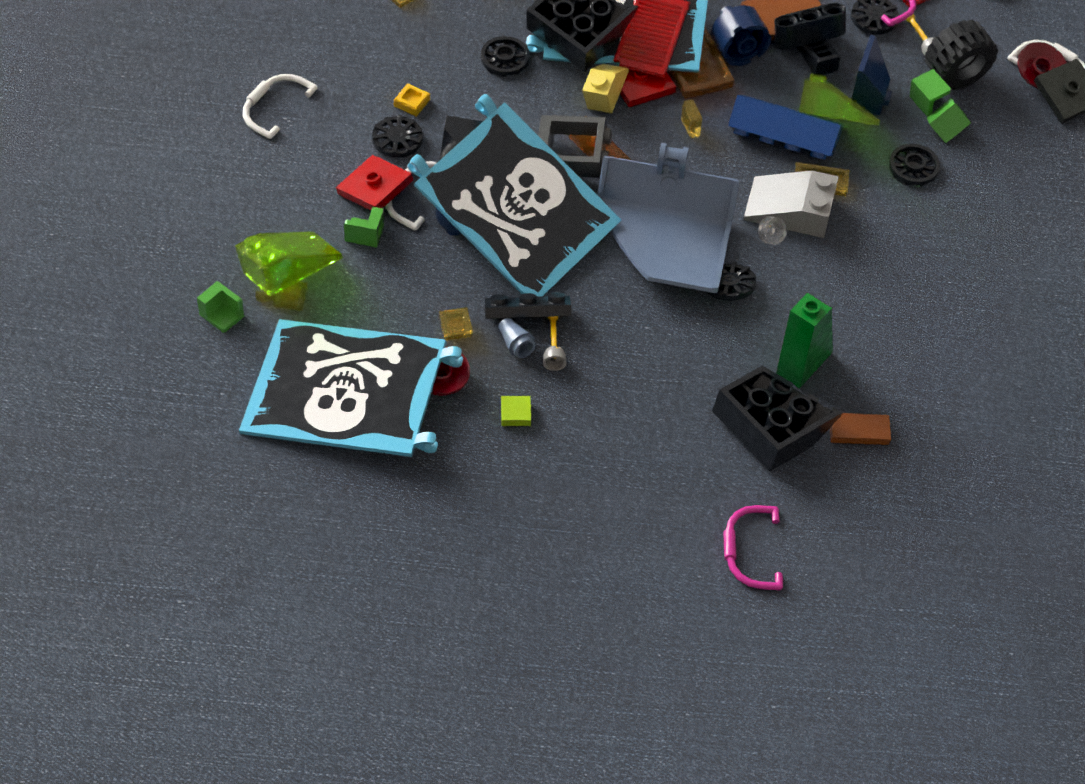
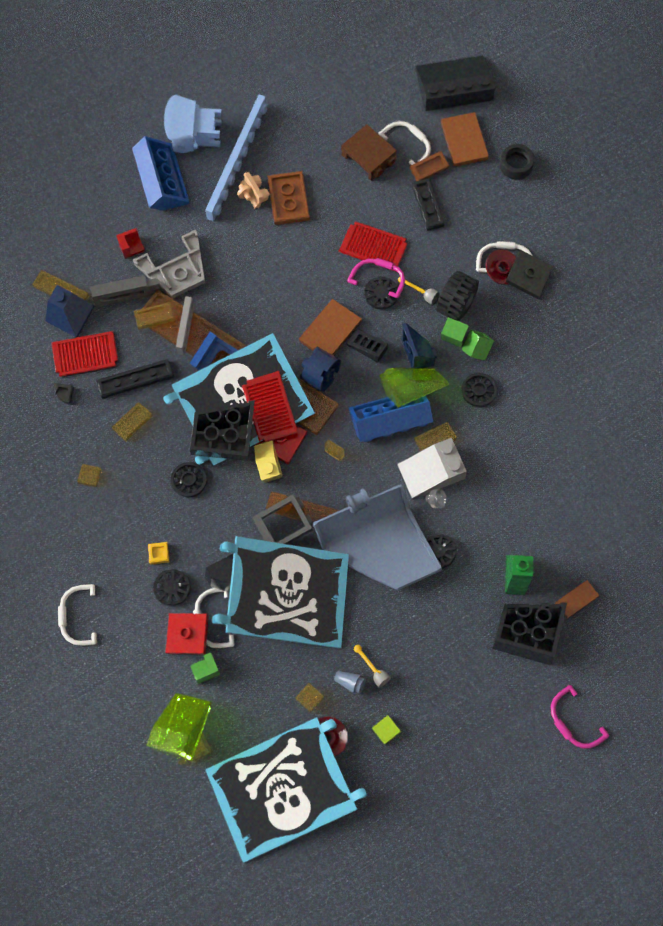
camera: 30 degrees left, 15 degrees up
(220, 307) = (167, 789): bright green panel -> none
(527, 306) = (341, 655): black plate -> none
(810, 26) = (348, 337): black beam -> none

